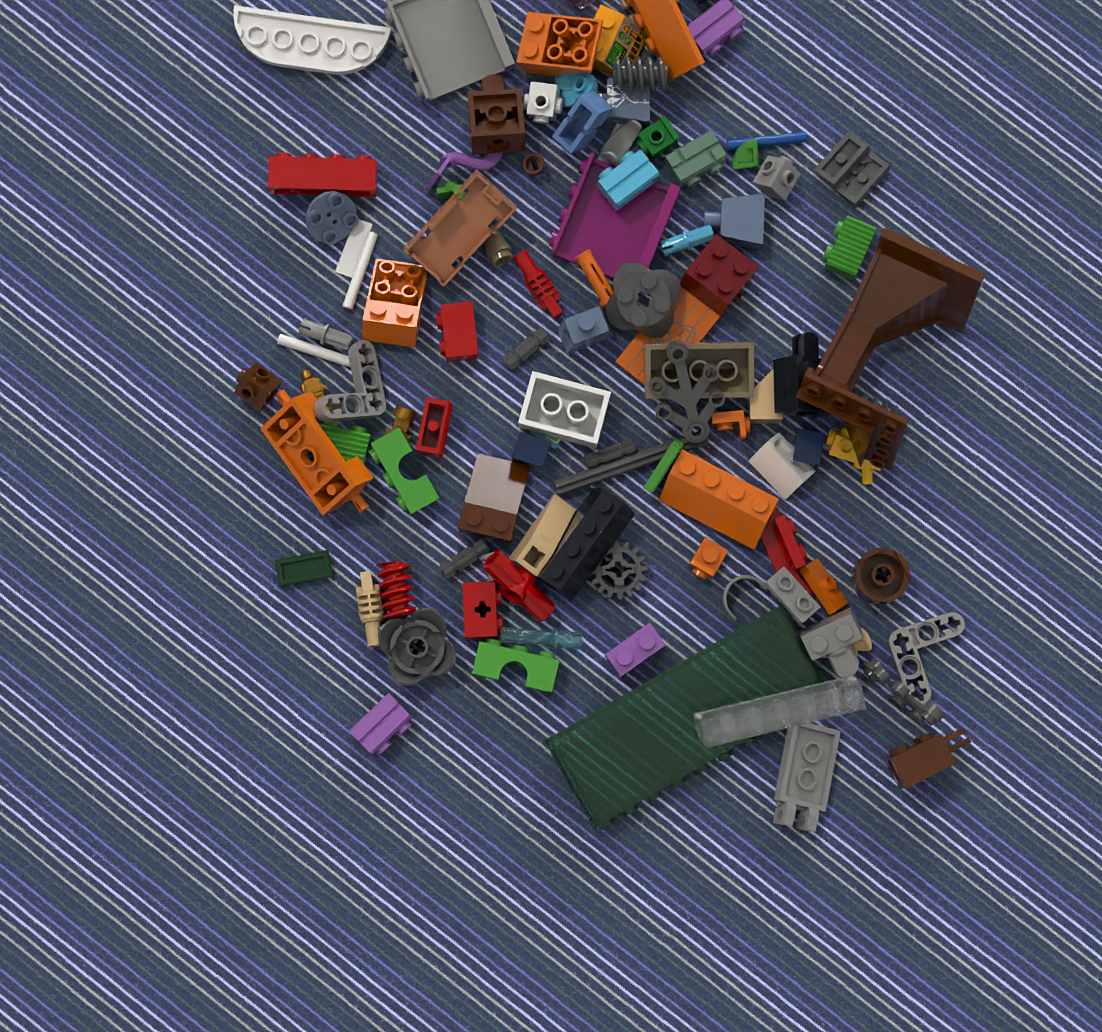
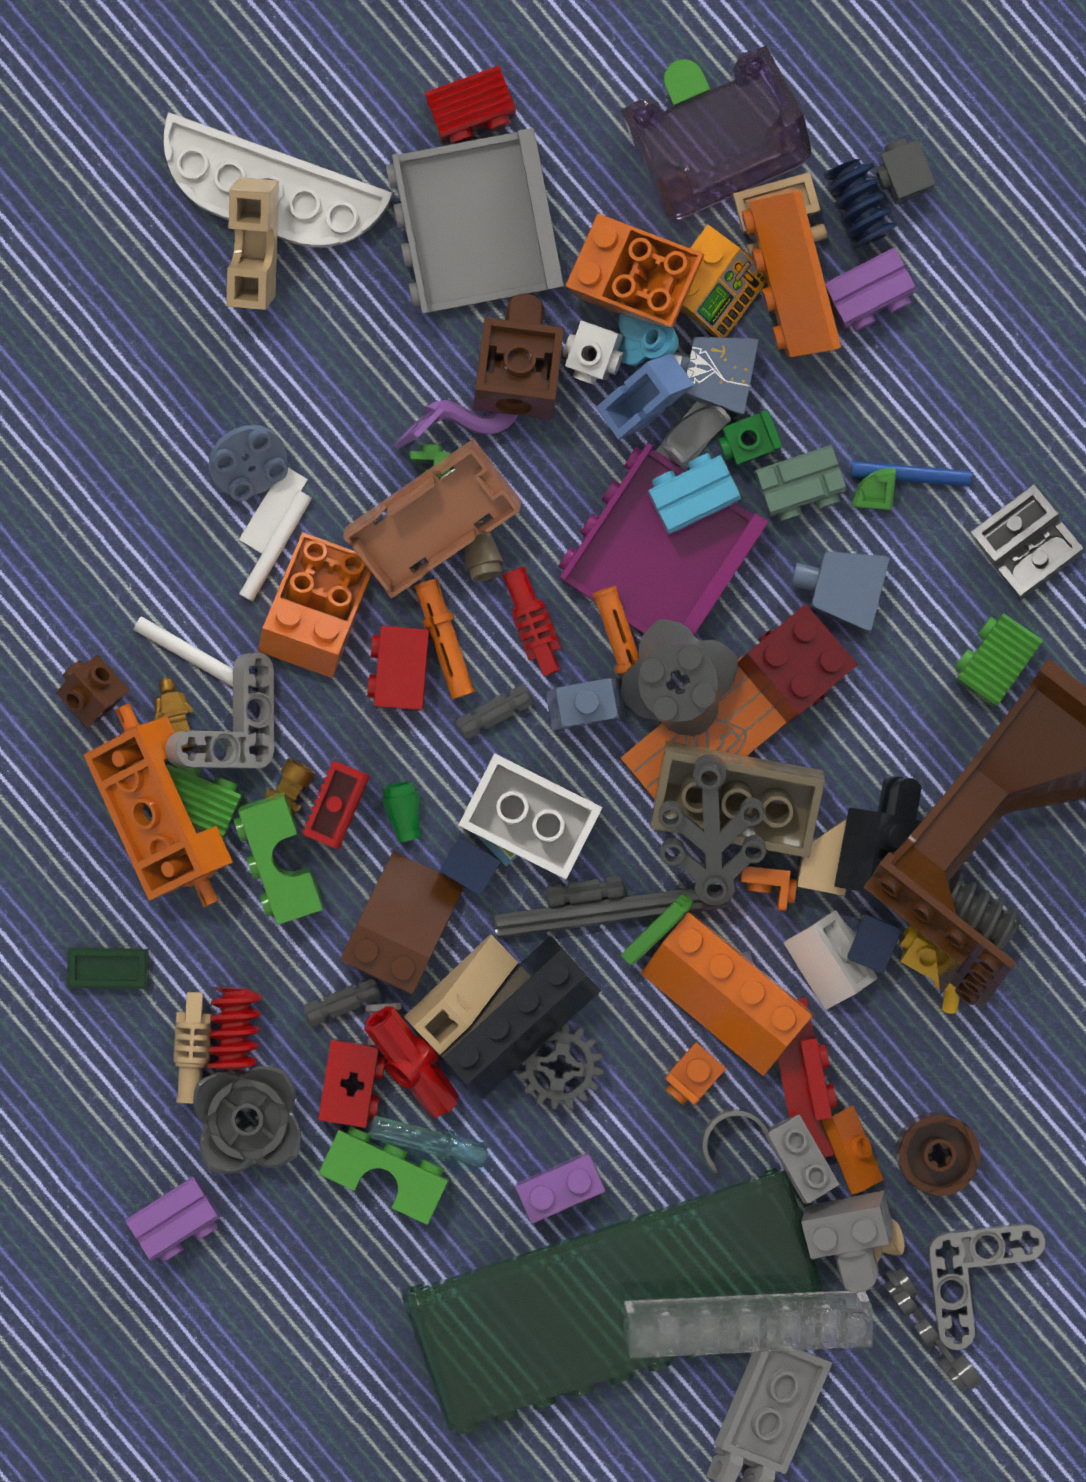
camera: 15 degrees right, 5 degrees up
(306, 66) = (254, 260): none -> tan arch
(318, 175) = (248, 397): red brick -> none
(326, 334) = (206, 631): light grey axle -> none
(479, 424) = (402, 808): none -> green cone
(483, 307) = (444, 638): none -> orange pin
(529, 166) = (553, 440): reddish brown hinge -> none
(640, 73) = (743, 343): dark grey piece -> none
(687, 240) = (762, 600): medium azure axle -> none
(777, 177) = (913, 533): light grey brick -> none
(923, 758) = (943, 1428): reddish brown brick -> none

